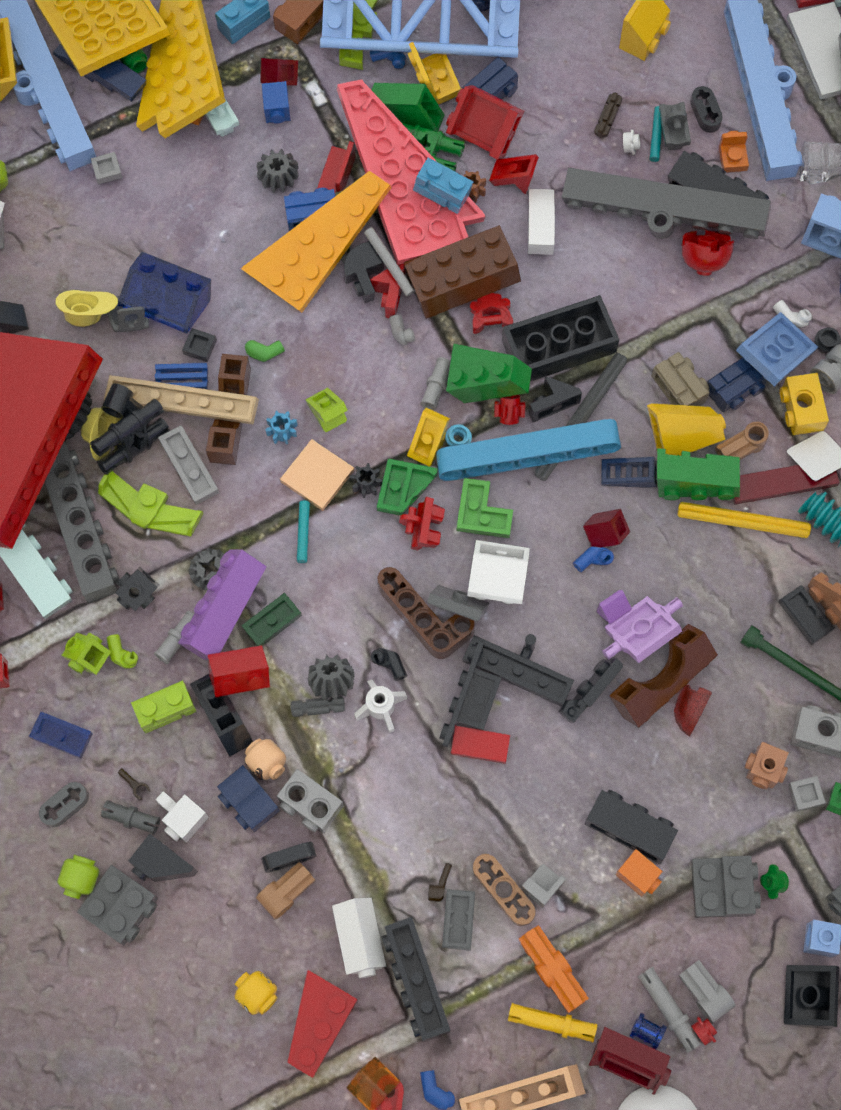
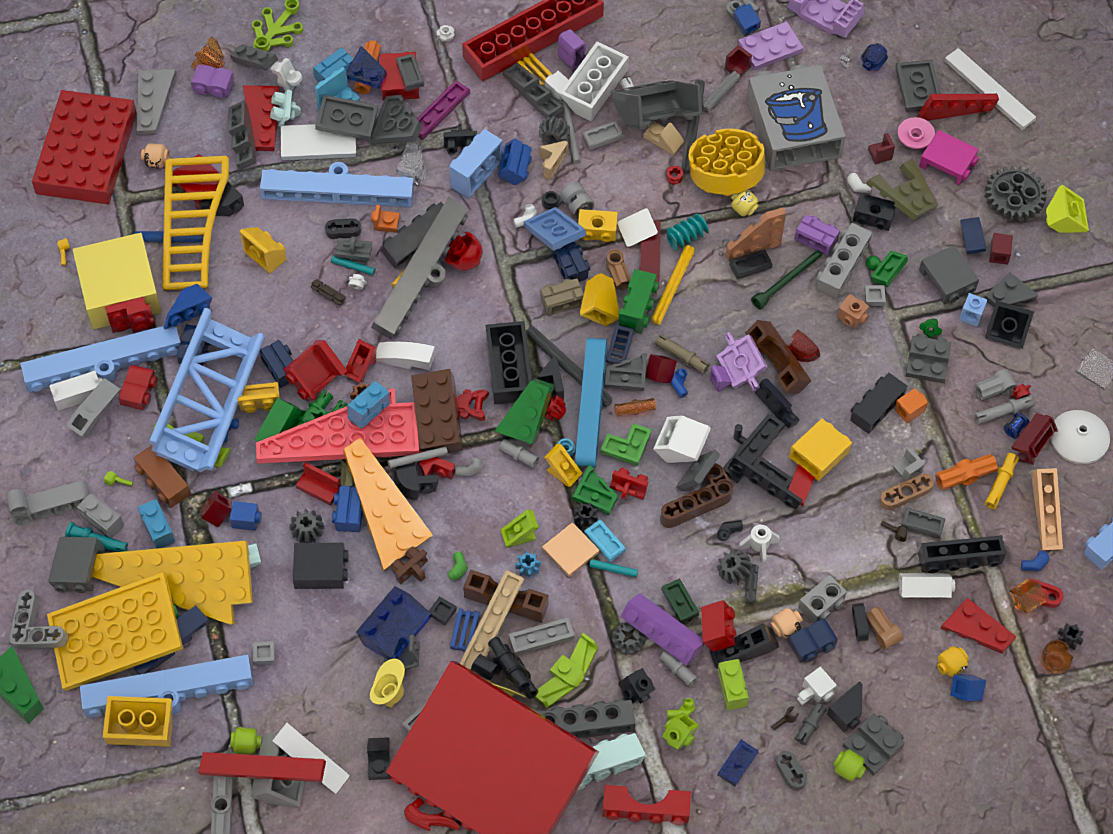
camera: 80 degrees left, 10 degrees down
(221, 1020) = (968, 687): none -> blue panel
(228, 196) = (319, 566): none -> black brick
(242, 290) = (412, 567): none -> reddish brown hips
(337, 512) = (605, 540): none -> medium azure plate
(536, 759) = (820, 449): none -> yellow brick
(540, 509) = (635, 407): none -> clear orange pin
(587, 490) = (627, 374): none -> dark grey wing
(633, 562) = (679, 352): none -> dark tan pin

